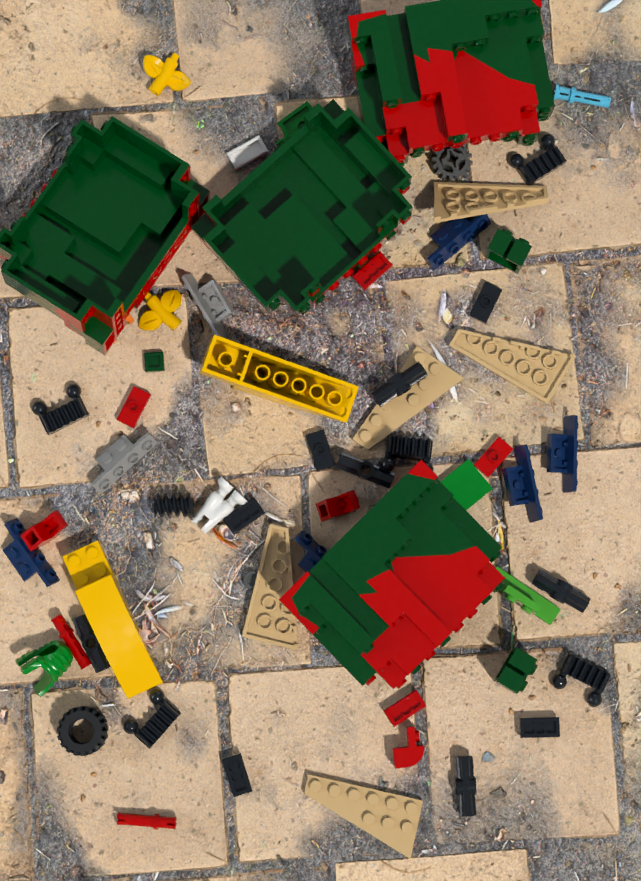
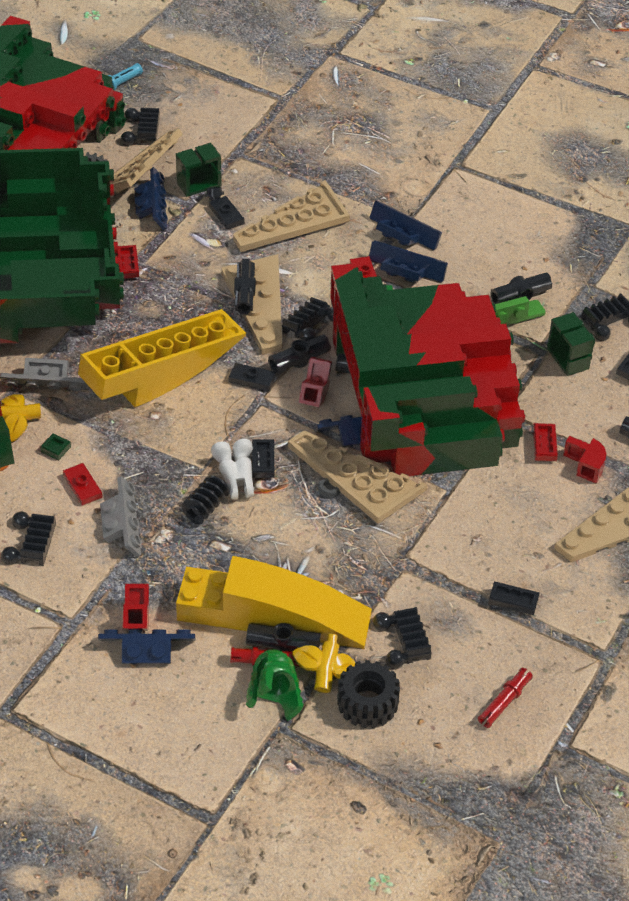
camera: 60 degrees left, 35 degrees down
(89, 686) = (324, 661): none -> yellow plant
(498, 278) = (214, 192): none -> black plate

